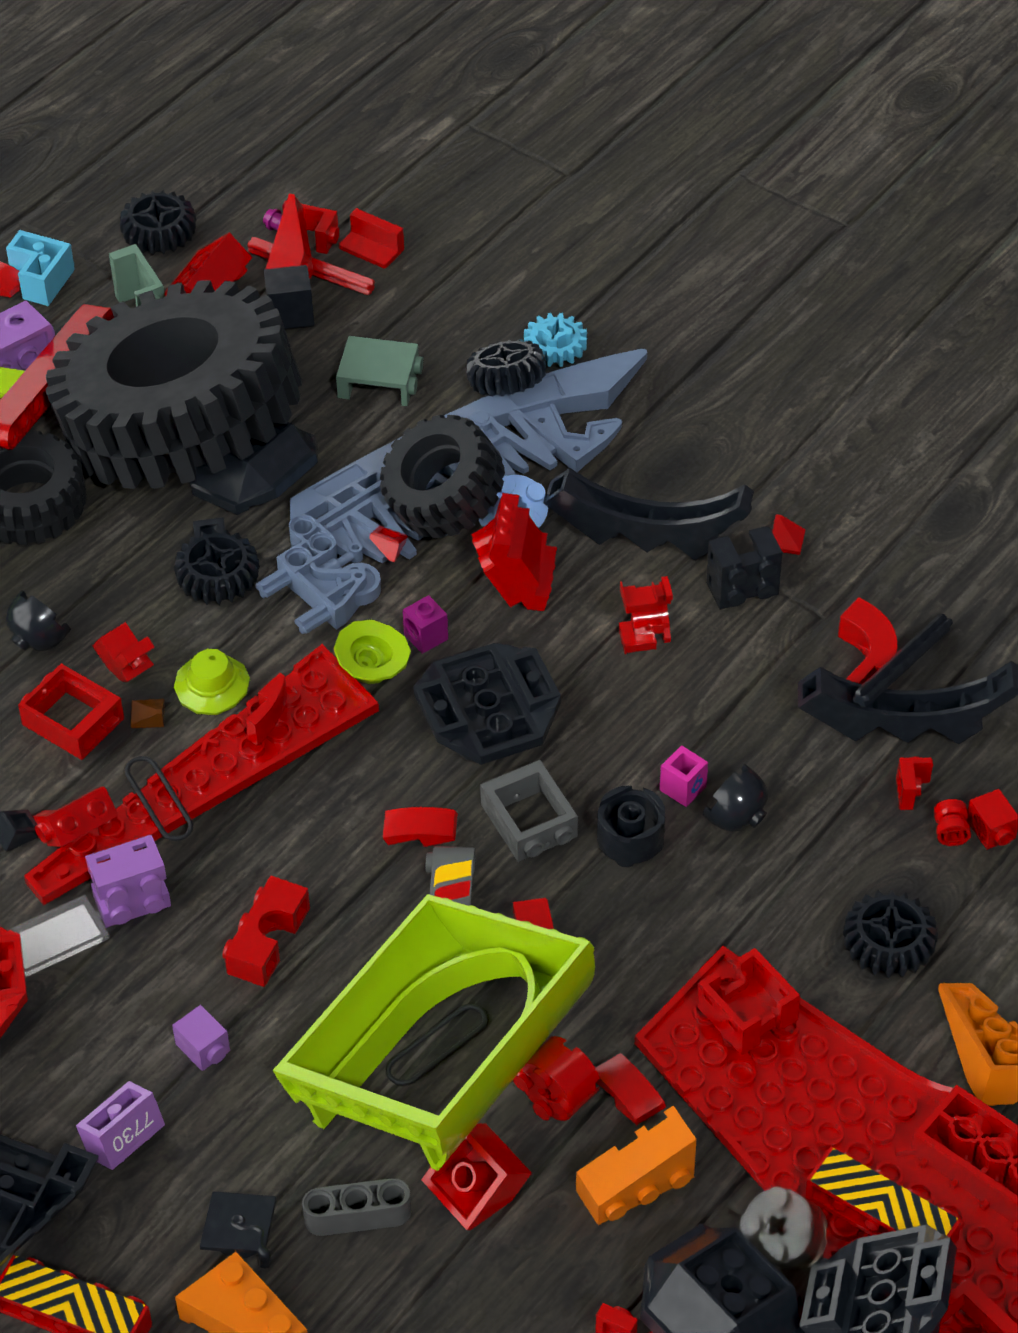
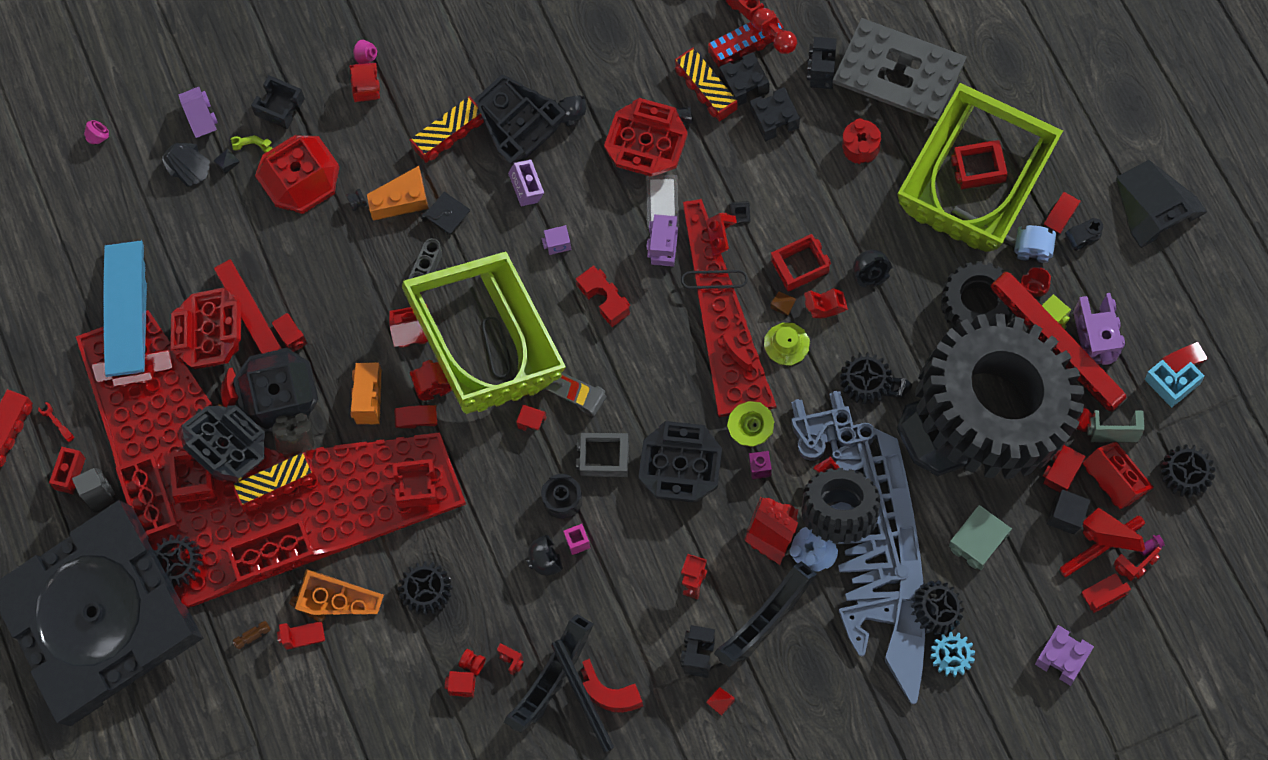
camera: 125 degrees right, 20 degrees up
(427, 824) = (627, 399): red slope -> none
(482, 242) = (1064, 654): none -> medium lavender piece

